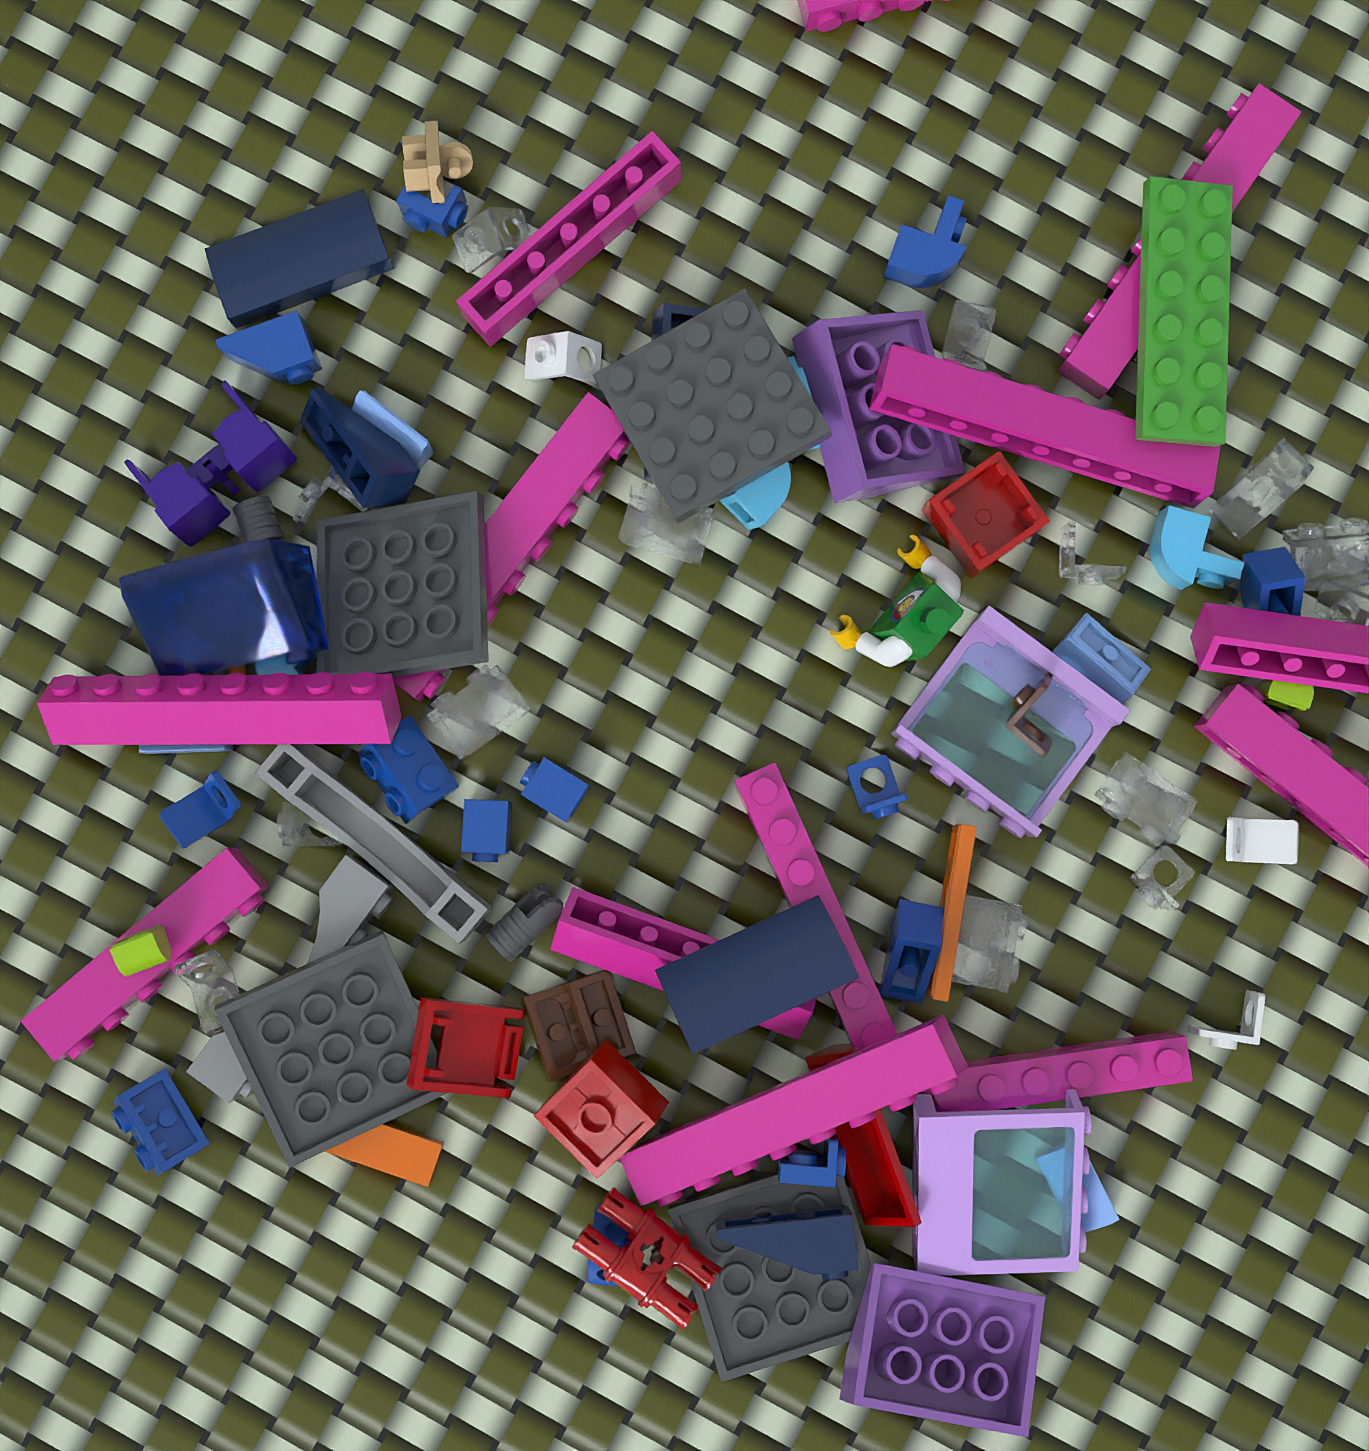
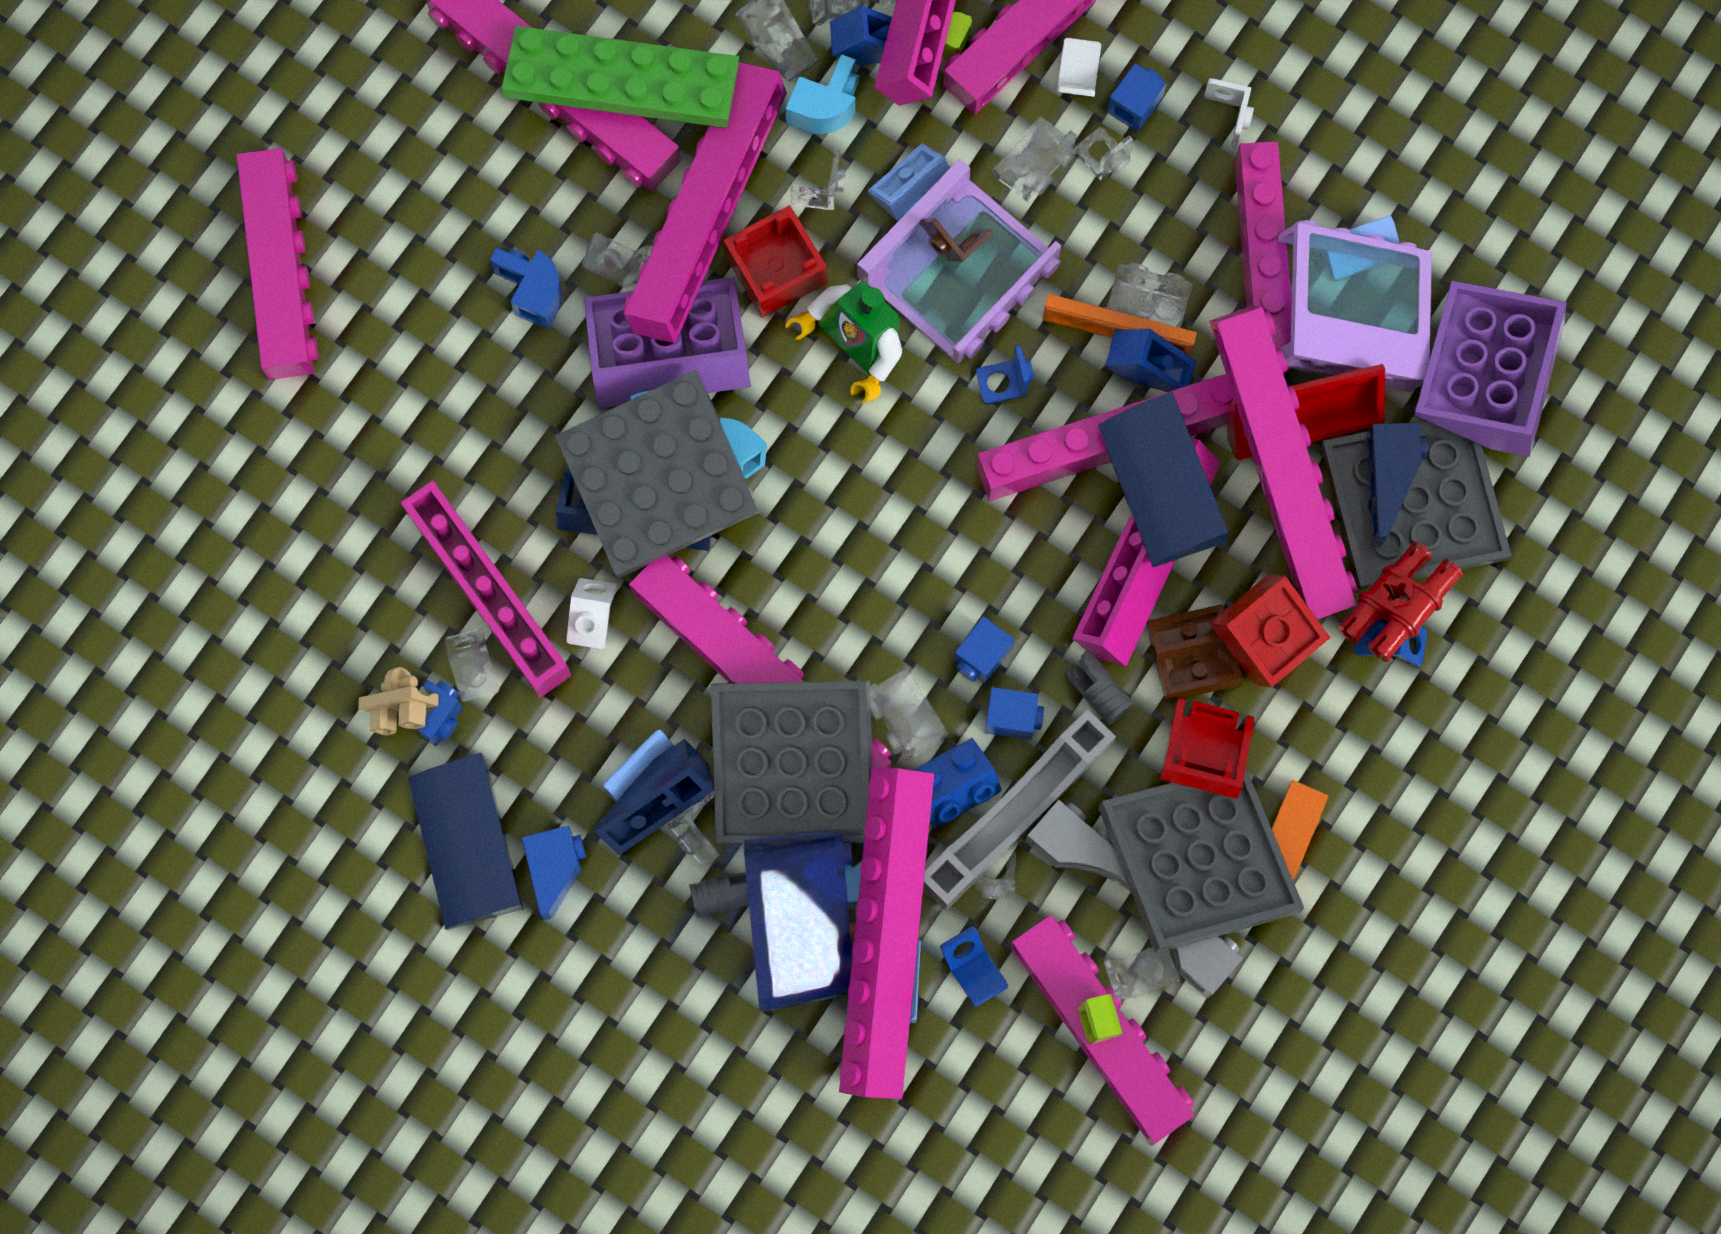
camera: 85 degrees left, 10 degrees down
(158, 1123) = (1257, 1033): blue bracket -> none
(185, 498) = (679, 954): dark purple piece -> none
(653, 528) = (752, 542): clear bracket -> none
(805, 1169) = (1329, 440): blue bracket -> none
(1235, 911) = (1136, 97): none -> blue brick

